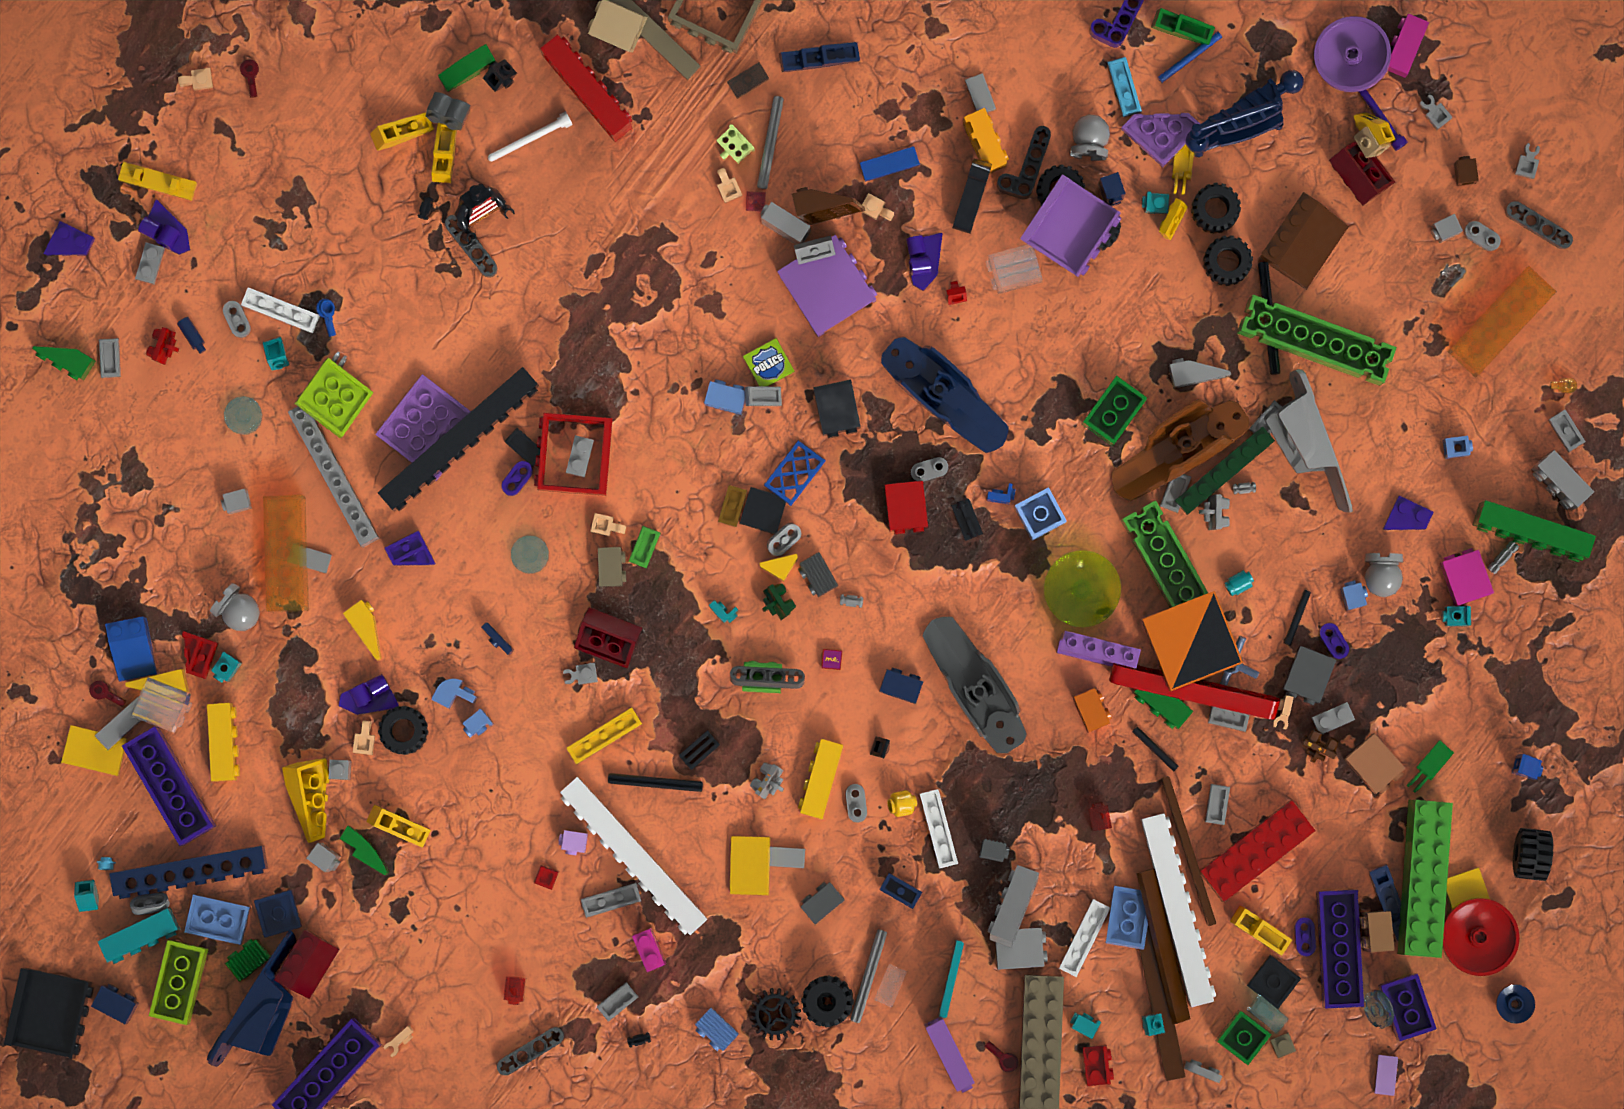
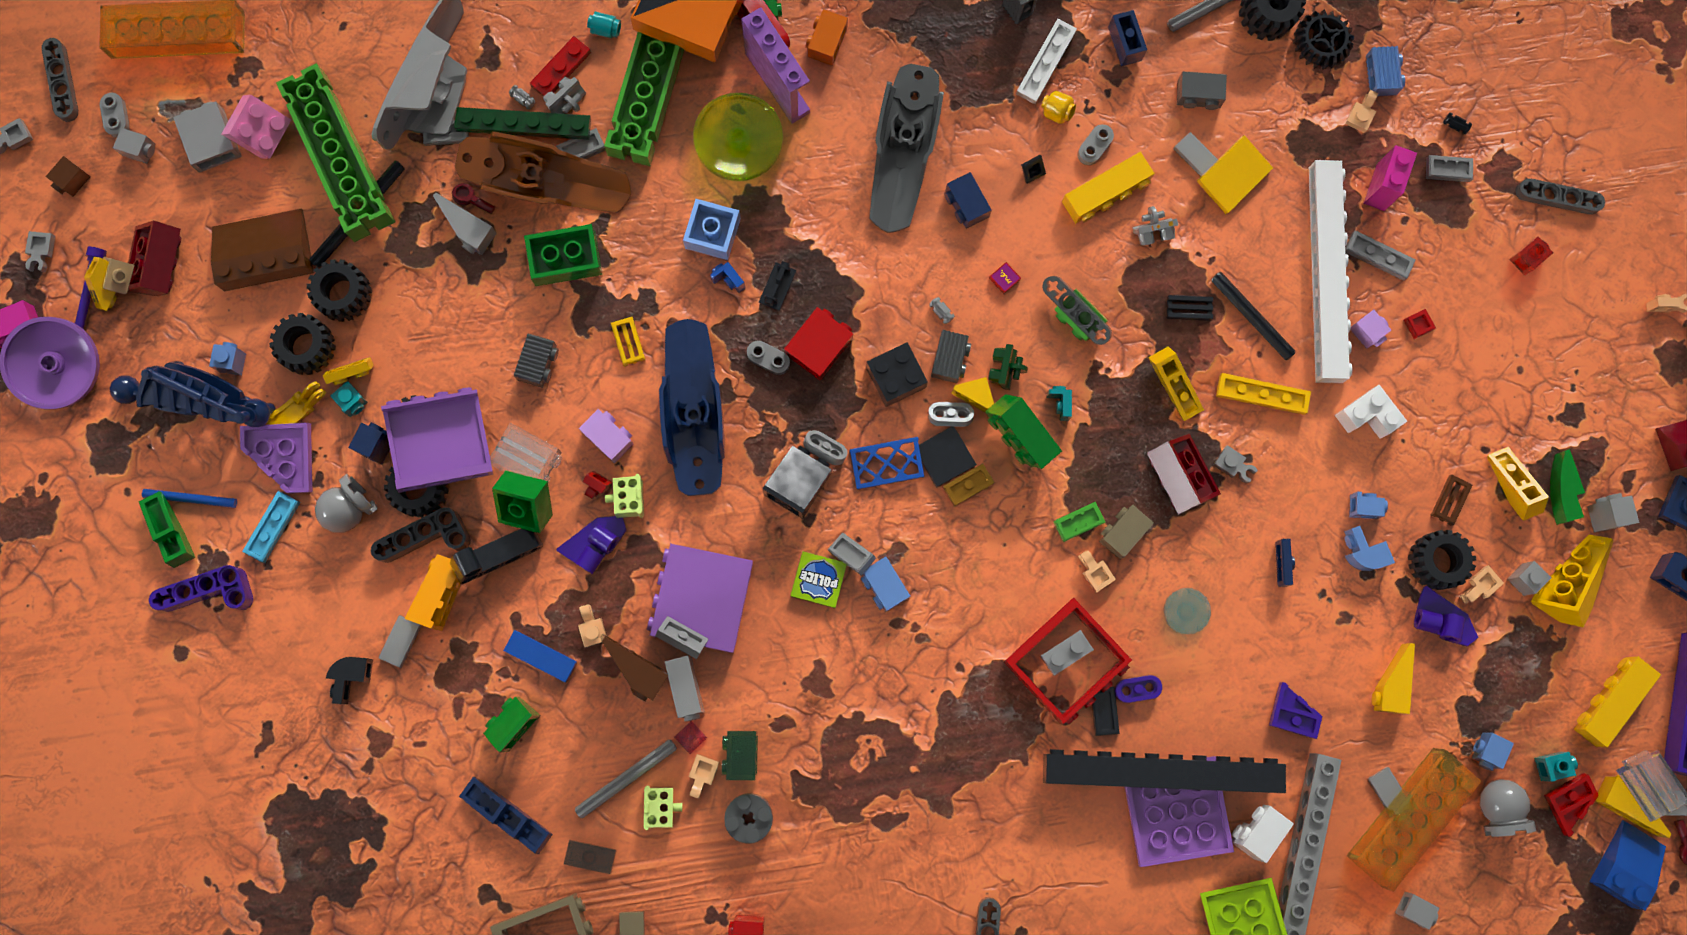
camera: 145 degrees left, 5 degrees down
(272, 639) = (1492, 751): none -> medium blue brick
(370, 457) = (1263, 834): none -> white brick
(420, 778) = (1441, 500): none -> reddish brown tile
(529, 790) = (1376, 410): none -> white brick
(664, 690) = (1176, 383): none -> yellow slope
(678, 176) = (735, 821): none -> dark grey brick
(705, 986) = (1362, 114): none -> light nougat plate
(715, 217) = (741, 755): none -> clear green brick
(729, 563) = (1022, 431): none -> green brick
(840, 446) = (825, 447): none -> light grey plate
(840, 531) = (896, 374): none -> black brick
(867, 109) = (511, 724): none -> green slope
(928, 309) = (634, 497): none -> yellowish green piece
(979, 328) = (606, 435): none -> lavender brick
(986, 239) = (522, 501): none -> green brick
(993, 47) = (344, 672): none -> black brick
(1018, 403) = (633, 360): none -> yellow tile
(1067, 332) = (536, 360): none -> dark grey brick
(1215, 392) = (464, 194): none -> dark red plate
(1240, 530) = (560, 66): none -> red plate
(1251, 157) = (227, 358): none -> medium blue brick
(1381, 309) = (256, 126): none -> bright pink brick
(1409, 277) = (202, 136): none -> light grey brick

